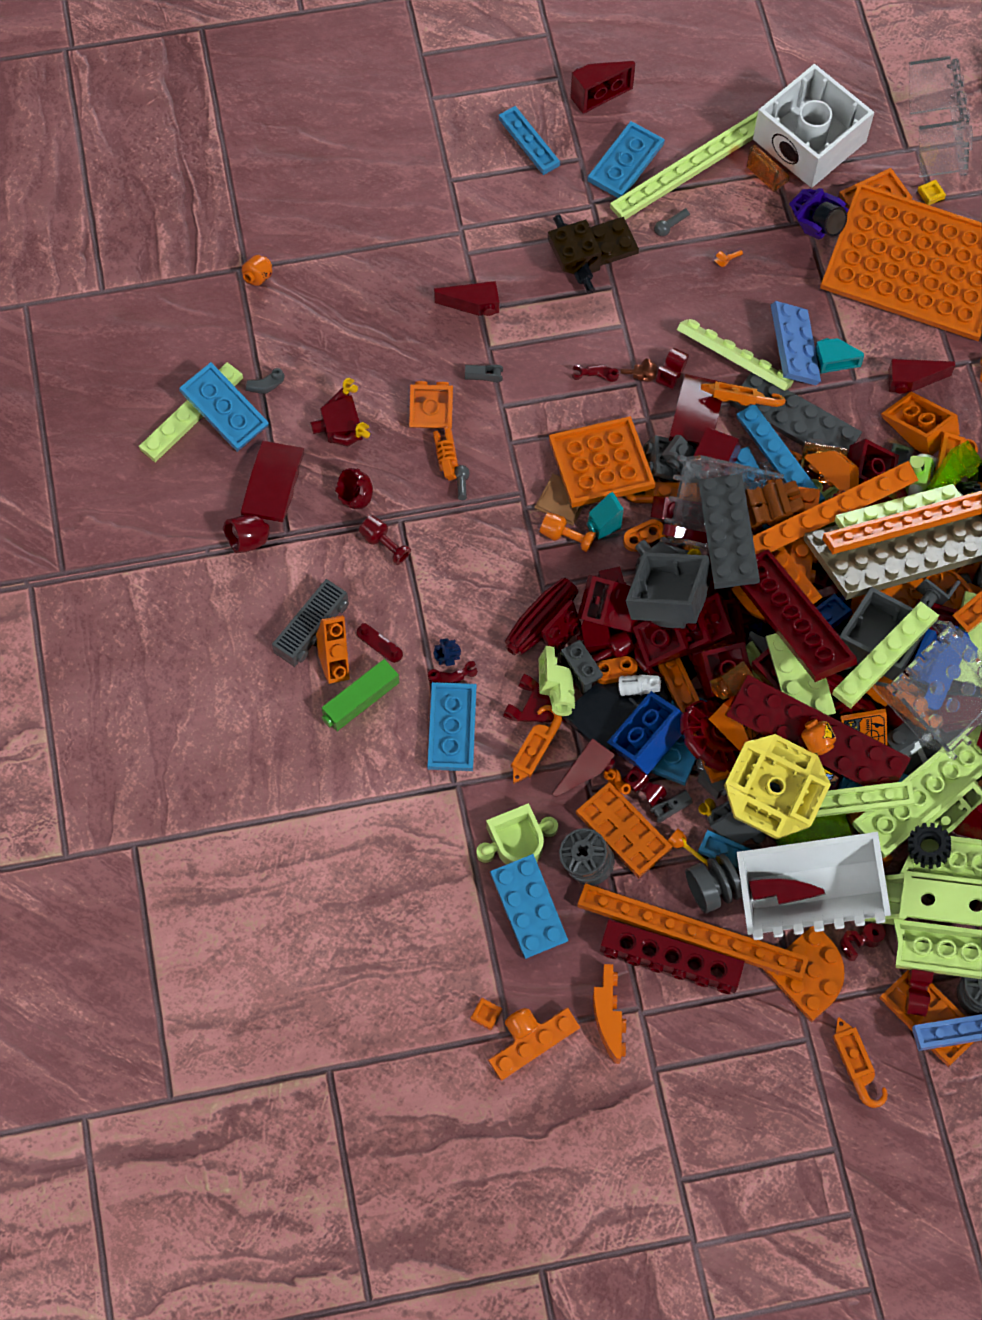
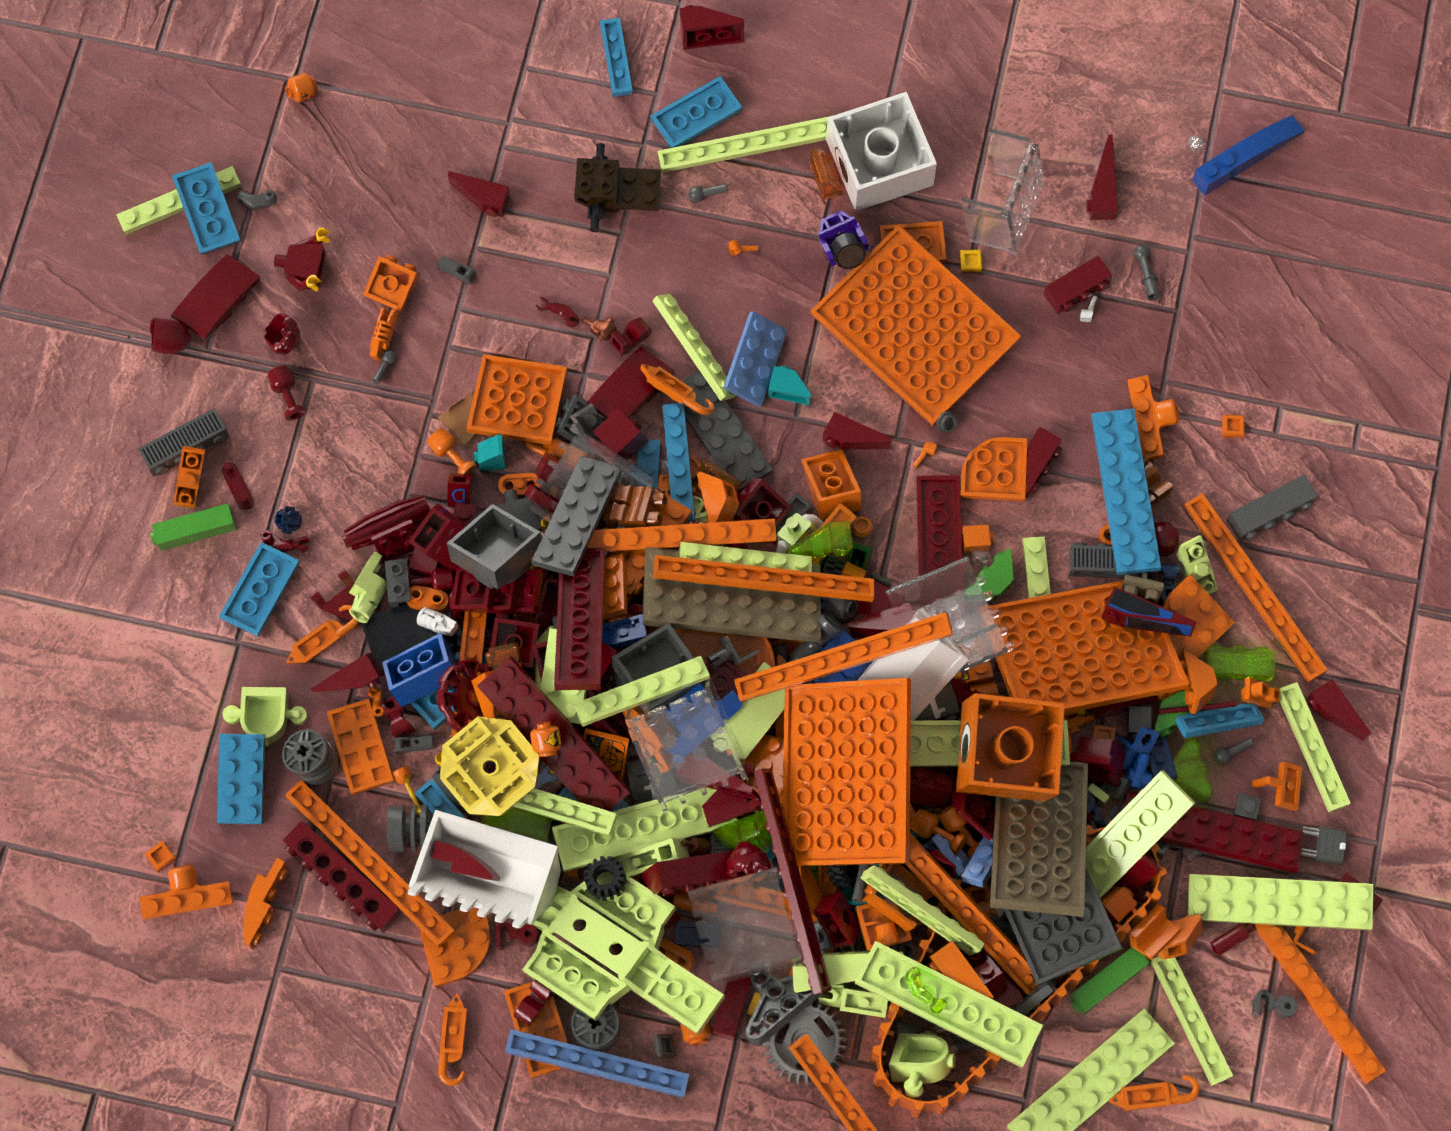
camera: 25 degrees right, 5 degrees up
(593, 559) = (459, 489): none -> dark red brick

